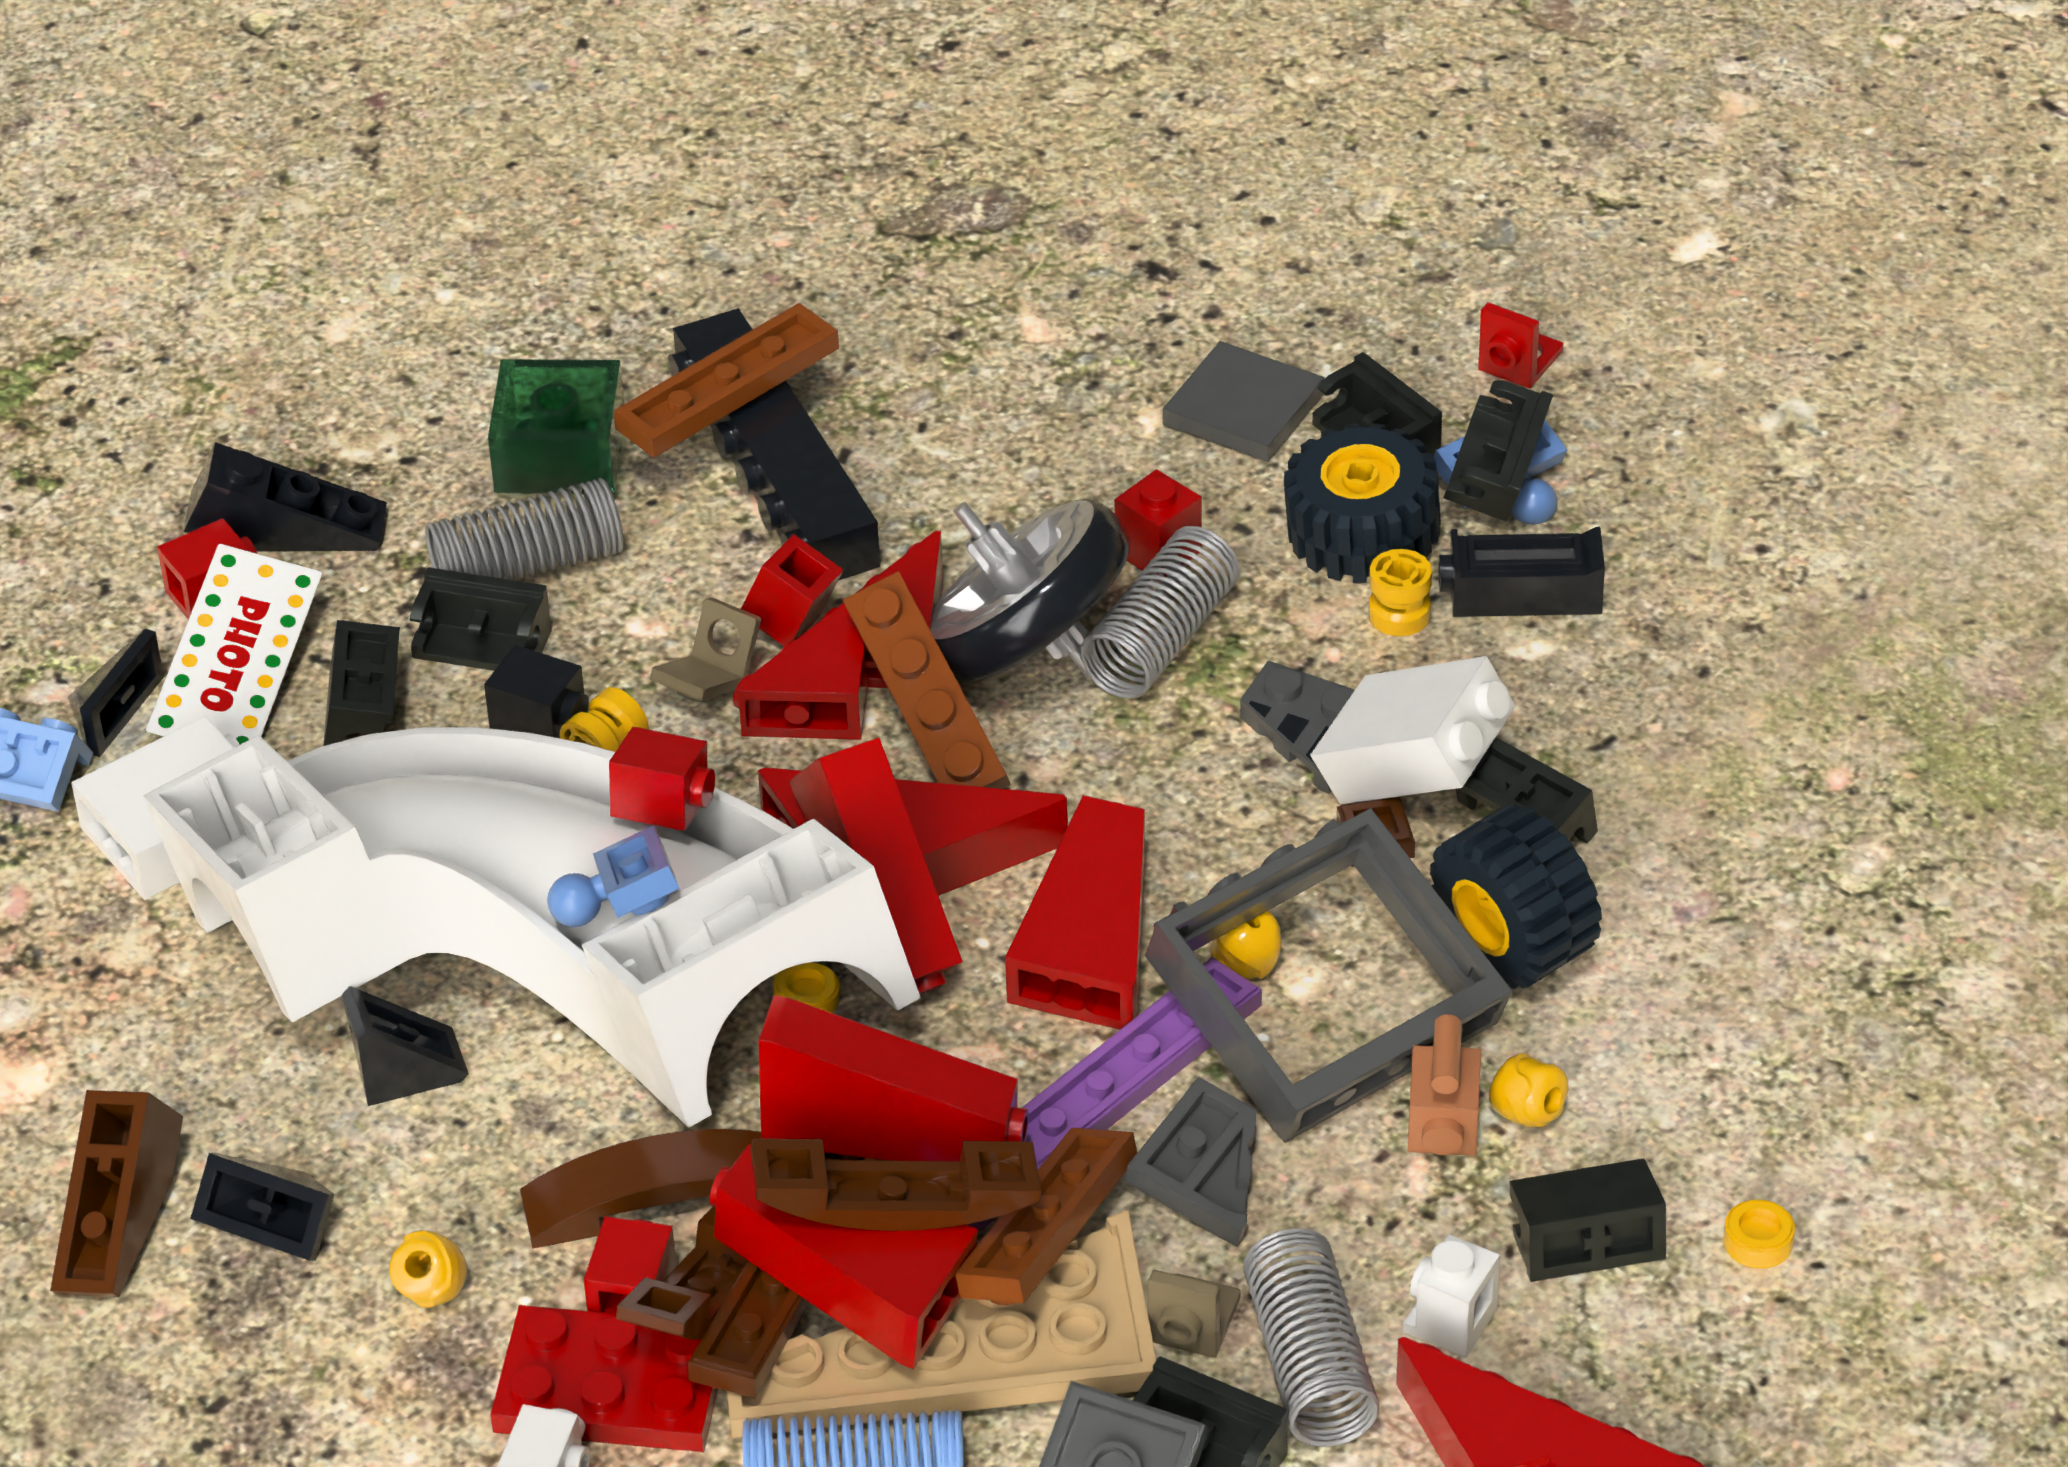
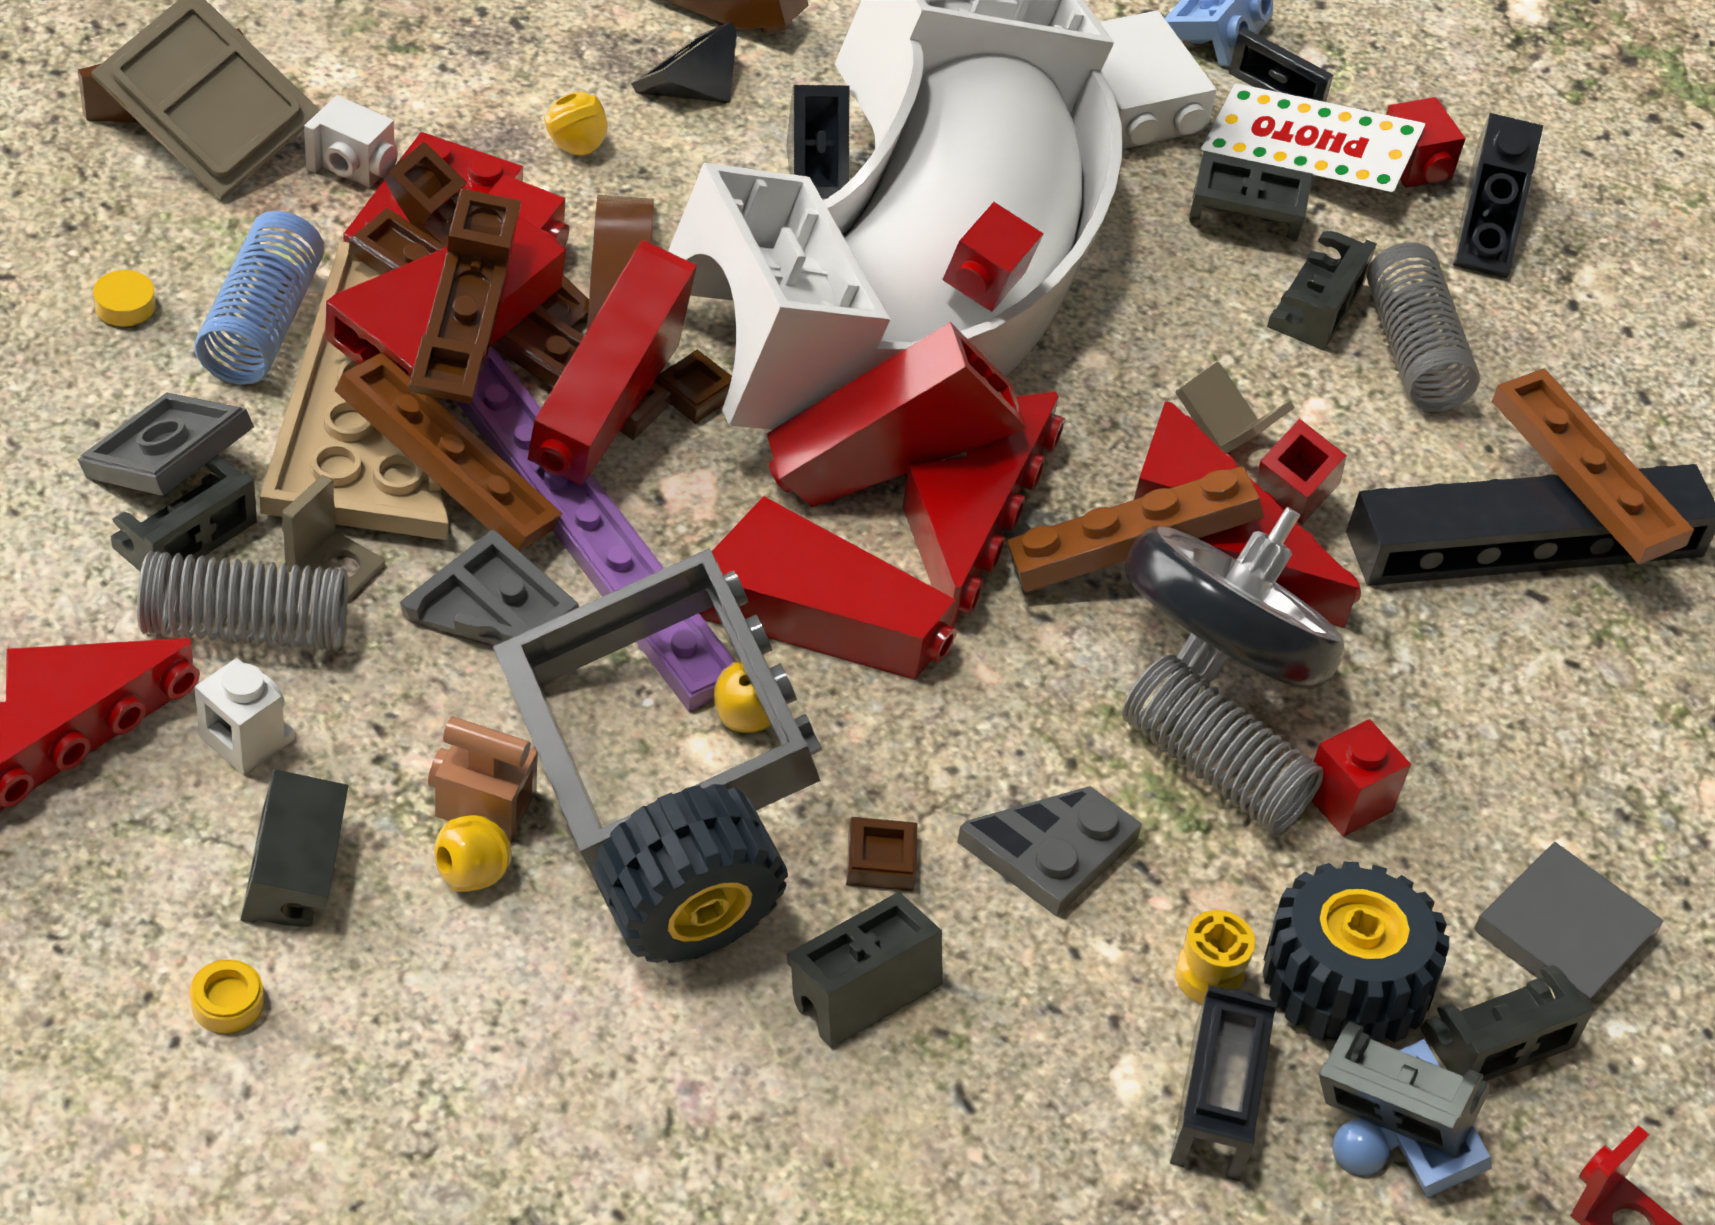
camera: 95 degrees right, 5 degrees up
(534, 693) = (1213, 299): black brick -> none
(555, 424) = (1582, 349): clear green brick -> none
(607, 721) = (1160, 333): yellow wheel -> none
(631, 875) = (864, 203): medium blue plate -> none
(1413, 730) = (965, 873): white brick -> none

